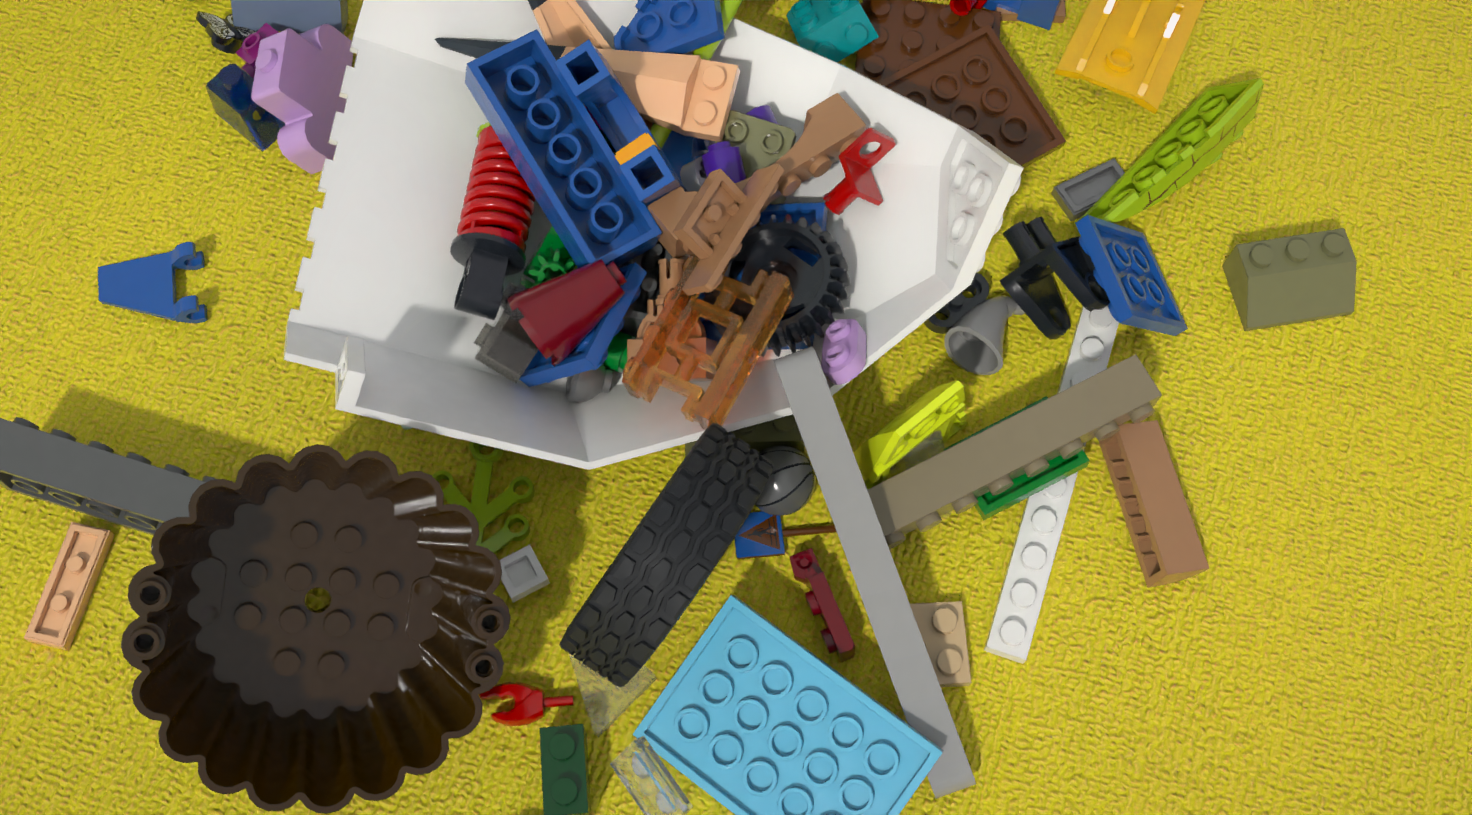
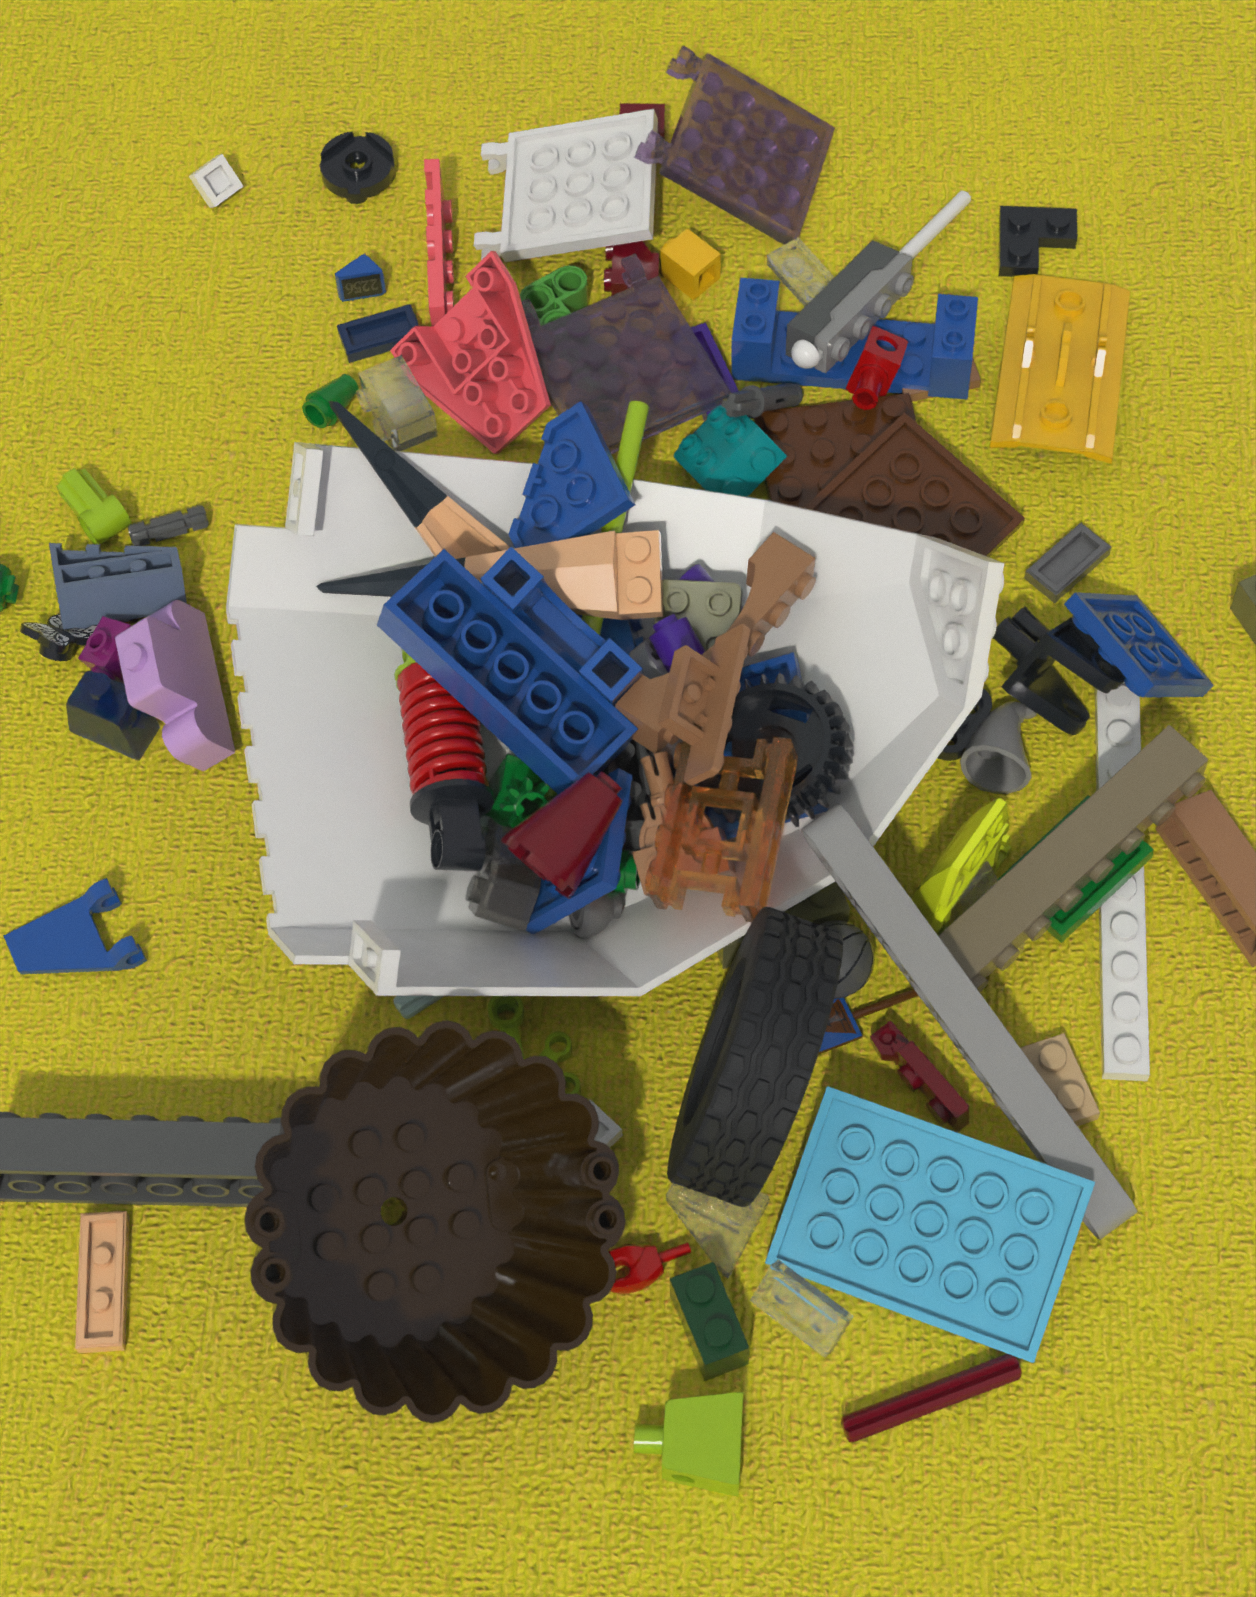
camera: 10 degrees left, 5 degrees down
(634, 148) = (587, 649): light orange tile -> none
(843, 351) = (868, 800): lavender plate -> none
(858, 175) = (824, 618): red bracket -> none
(1182, 150) = (1151, 496): lime wedge -> none

